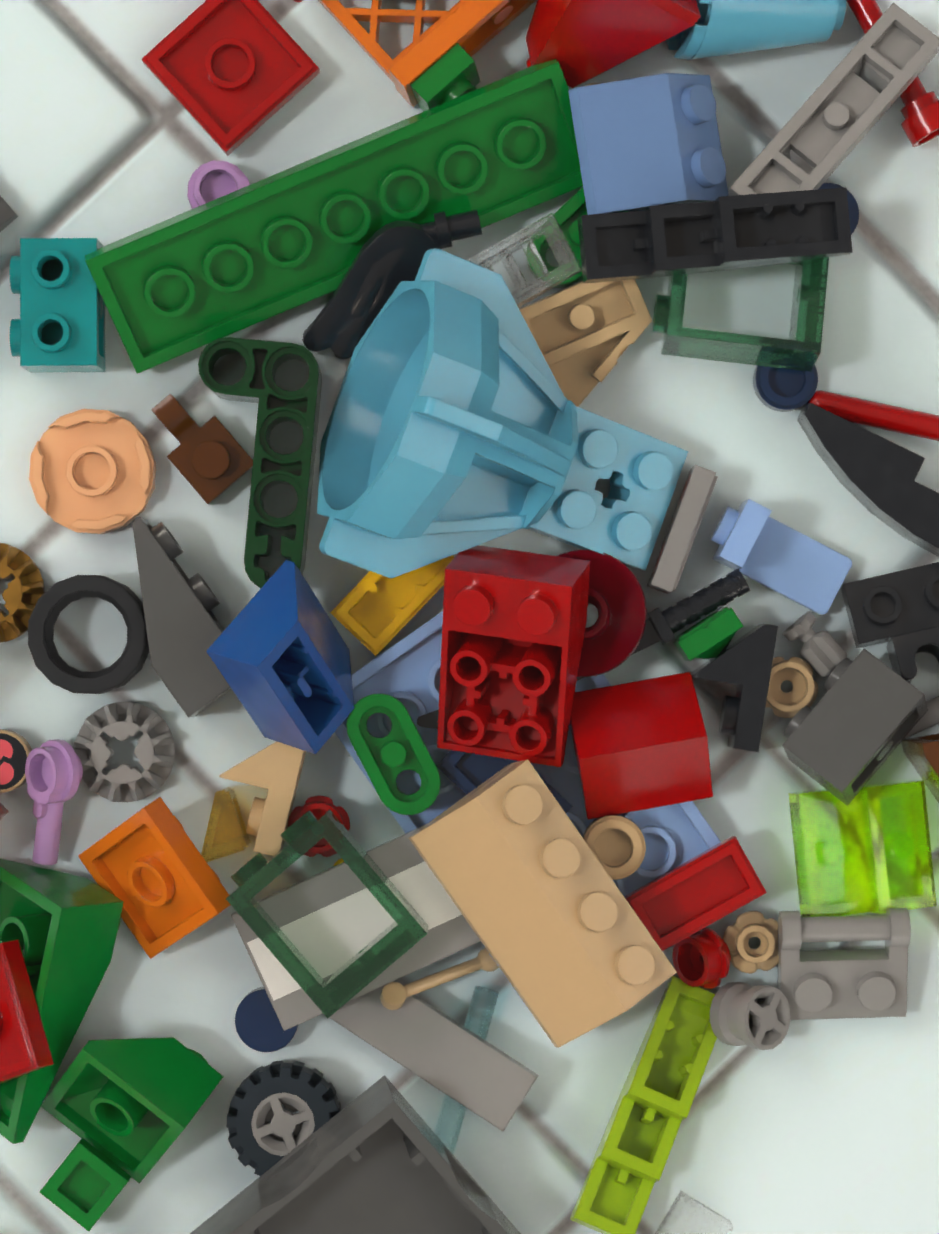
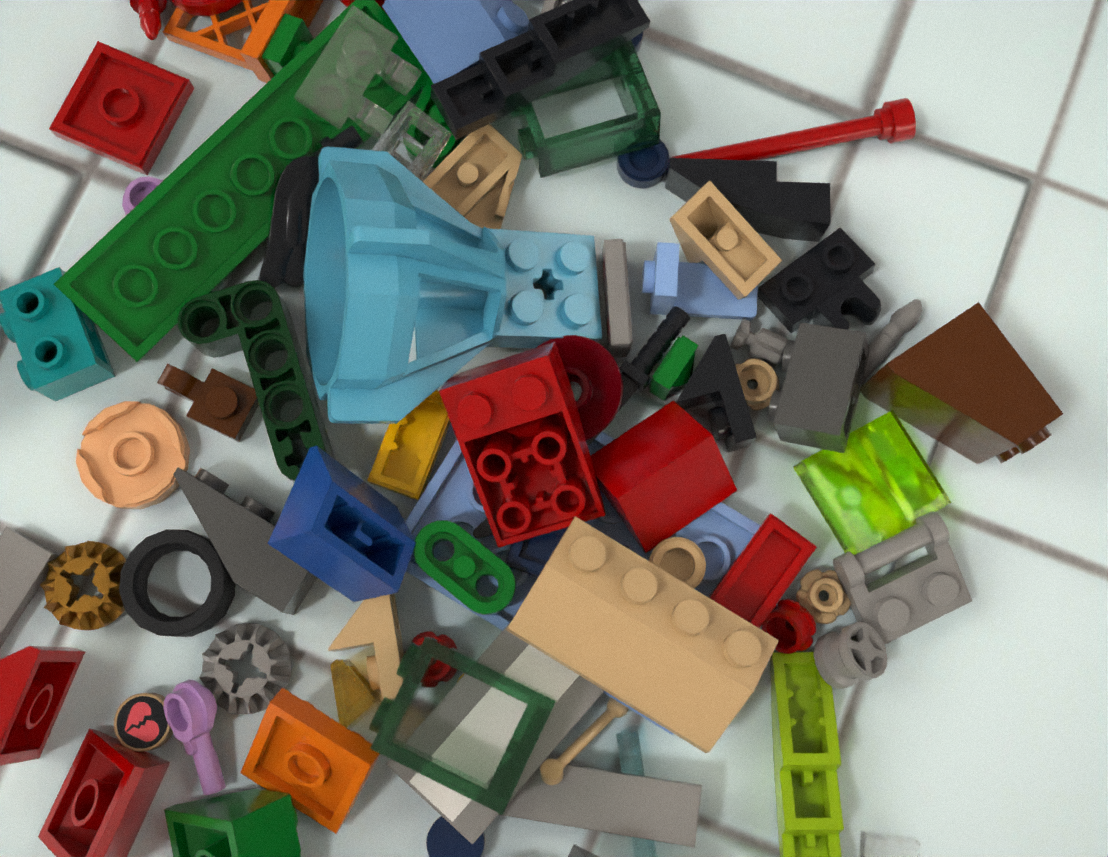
camera: 20 degrees left, 10 degrees down
(499, 149) = (347, 67): none -> clear plate
(825, 523) = (722, 239): none -> tan slope

